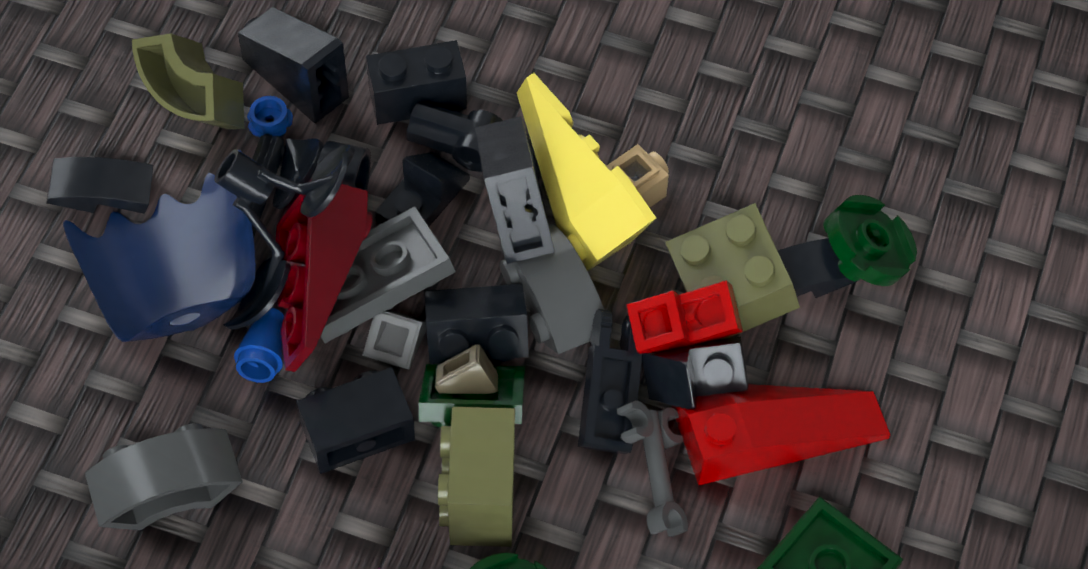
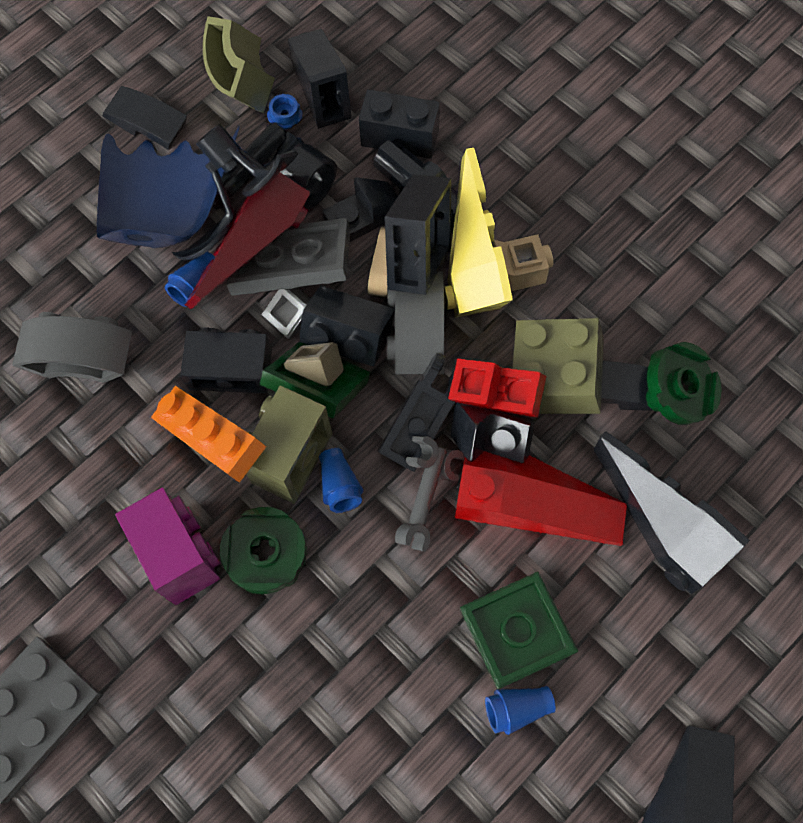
camera: 30 degrees right, 10 degrees up
(388, 496) = (208, 433): none -> orange plate
(479, 240) = (378, 273): none -> tan beam
(555, 498) = (339, 484): none -> blue cone
(943, 391) = (684, 537): none -> wedge

